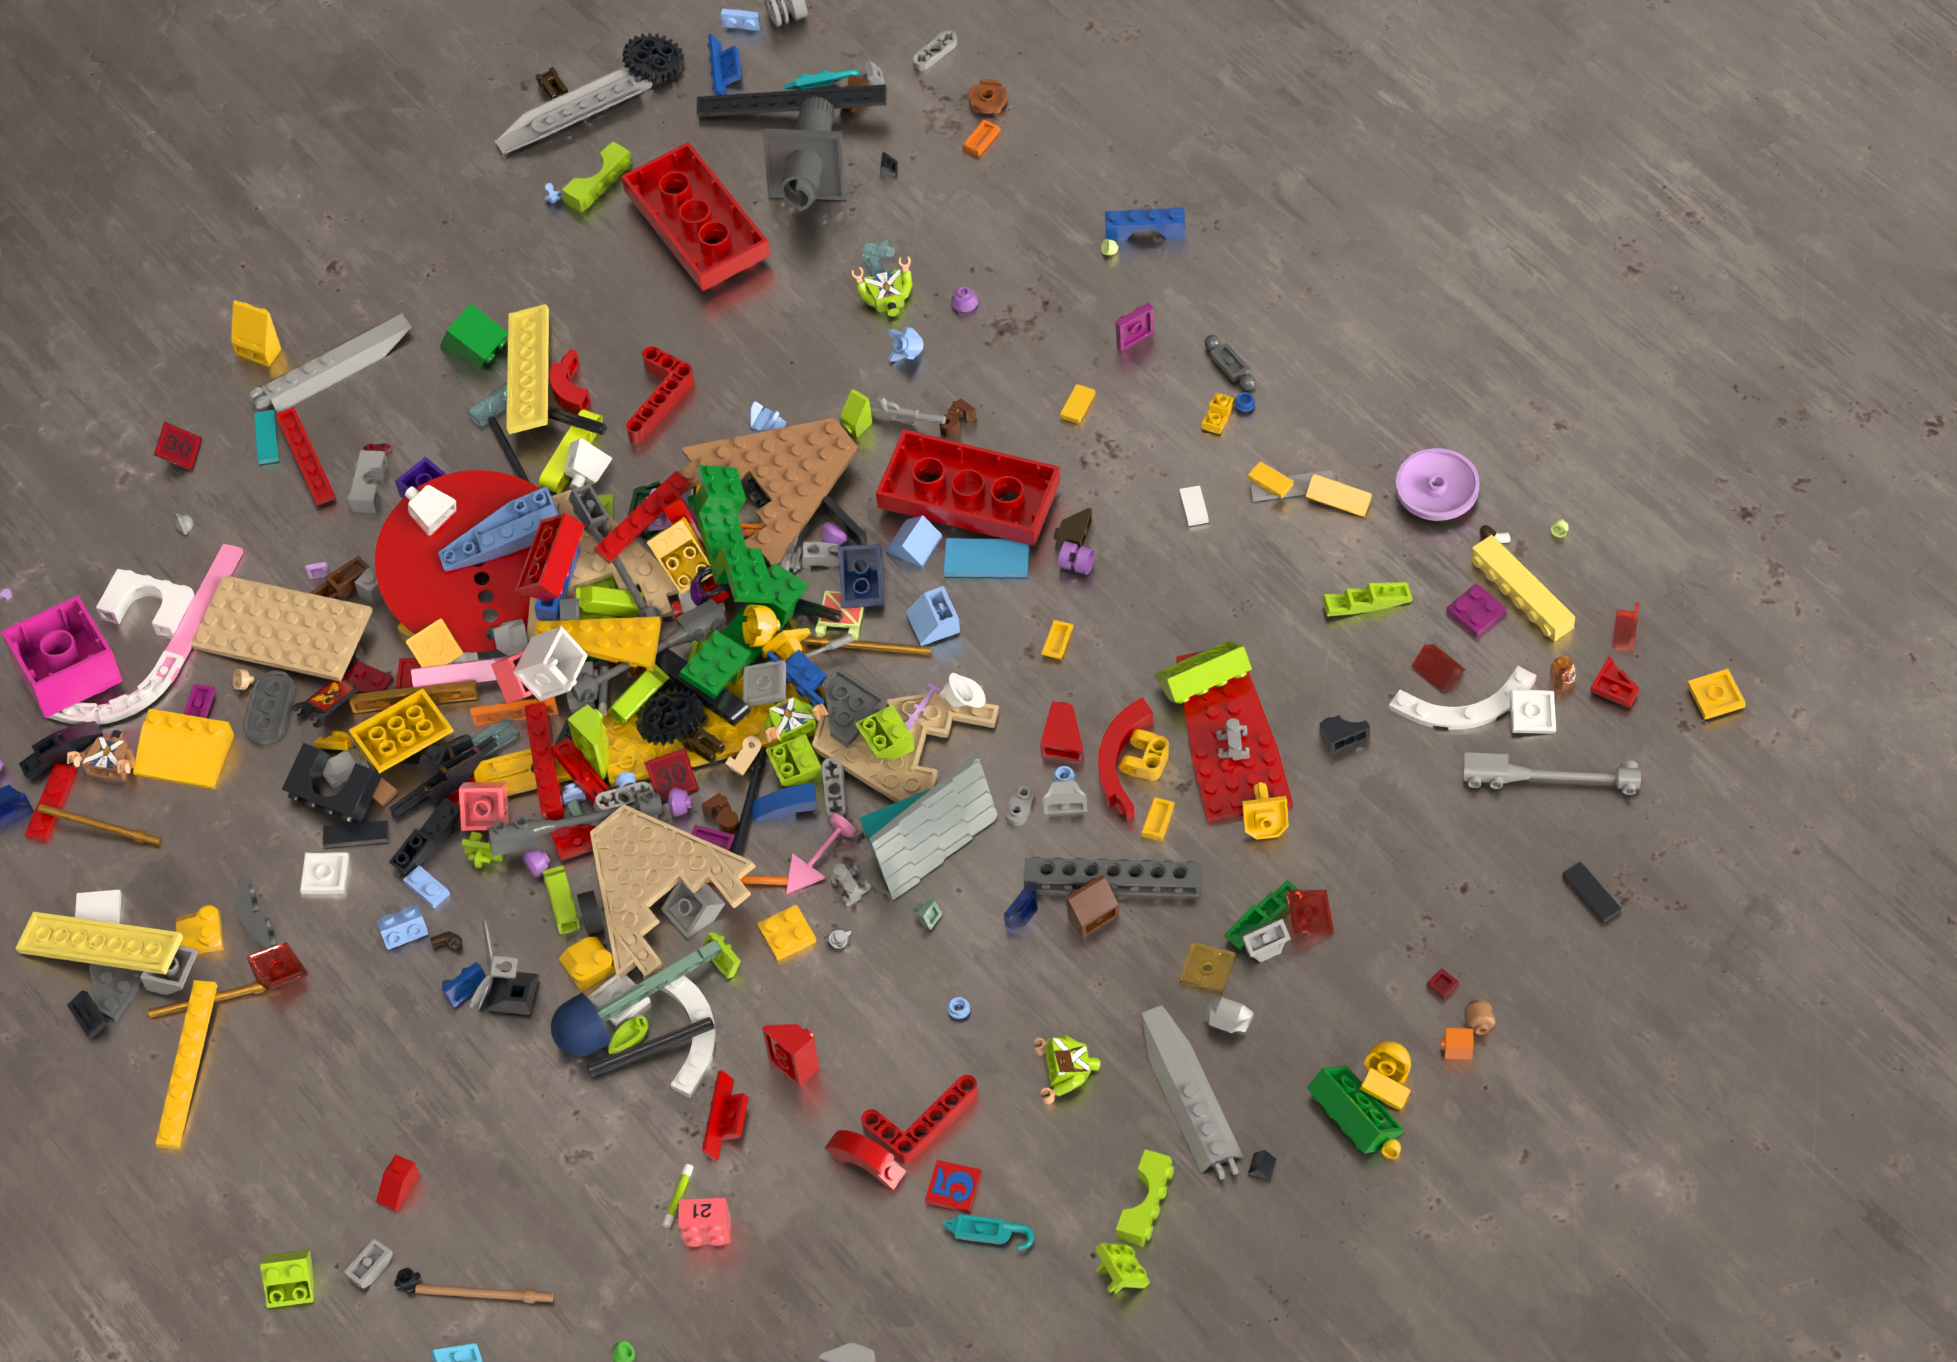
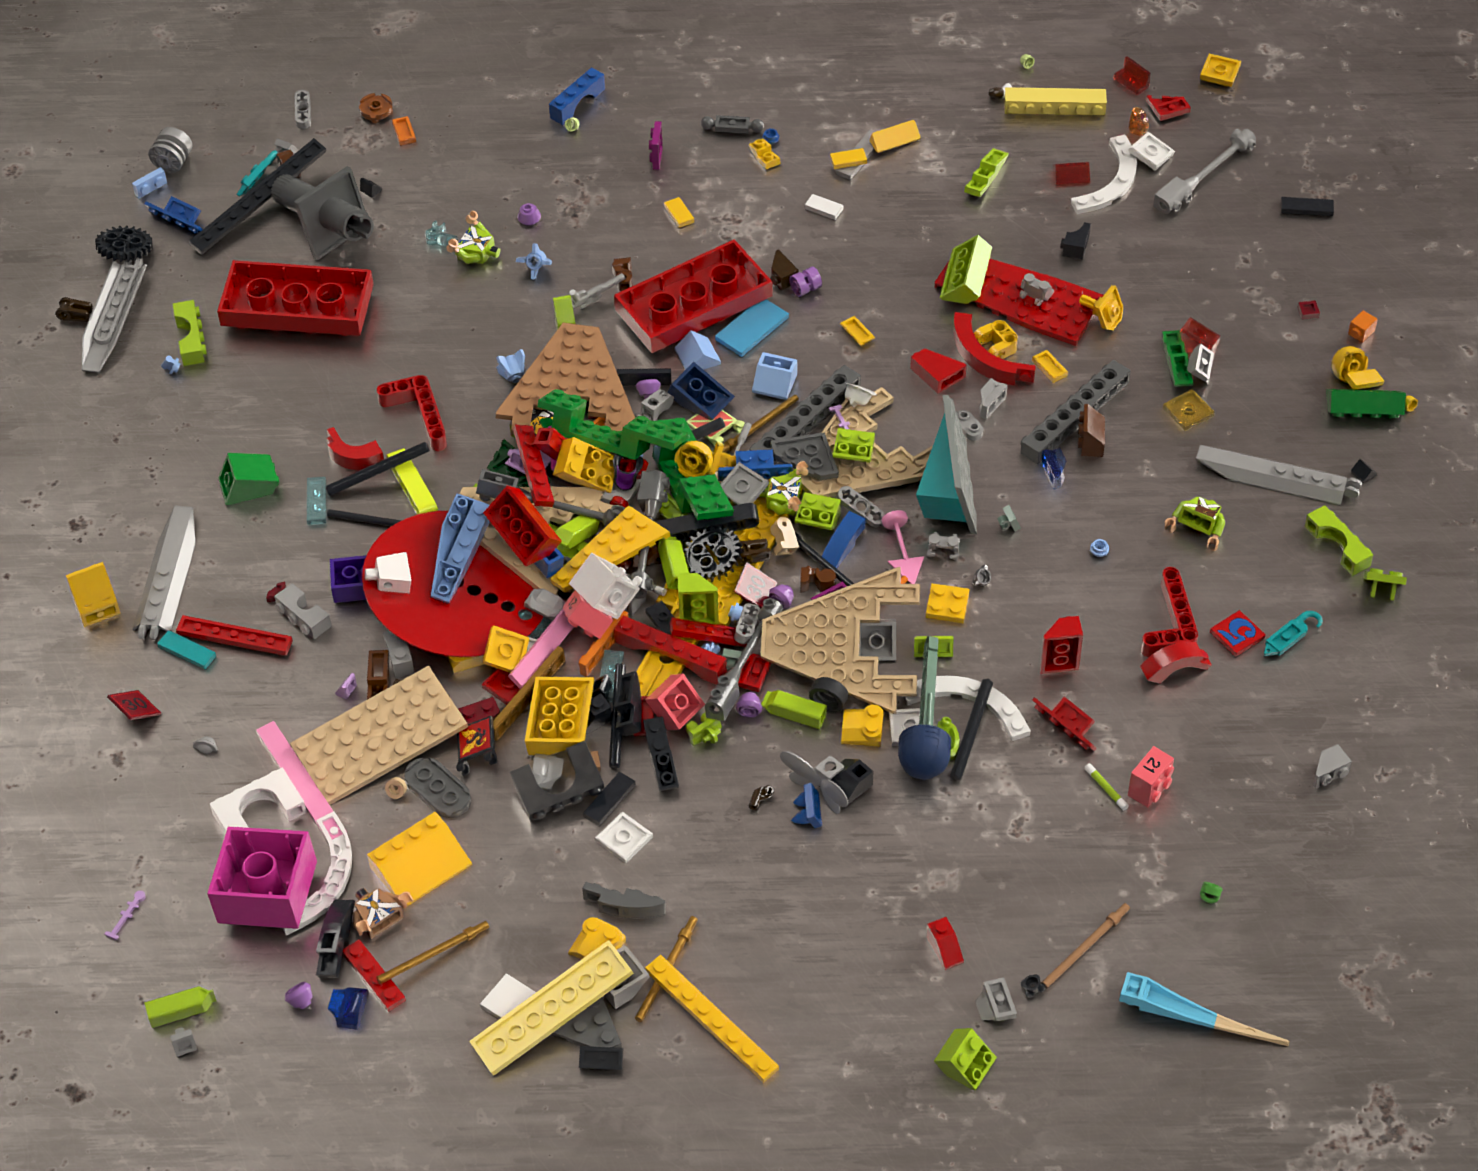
camera: 55 degrees left, 5 degrees down
(200, 700) = (386, 824): magenta plate -> none
(276, 966) = (685, 909): clear red slope -> none
(338, 741) = (516, 760): yellow tile -> none
(402, 927) = (721, 815): light blue bracket -> none
(426, 887) = (700, 783): light blue plate -> none
(527, 369) = (317, 462): light yellow plate -> none
(569, 609) = (567, 550): slope -> none
(585, 463) = (437, 478): white torso -> none
(918, 679) = (811, 410): none -> dark grey brick
(1064, 771) = (969, 389): light blue plate -> none
(1228, 1015) = (1235, 420): light grey slope -> none
(1437, 484) = (938, 88): lavender dish -> none
(1476, 609) = (1046, 132): magenta plate -> none
(1479, 1016) = (1352, 305): medium nougat head -> none

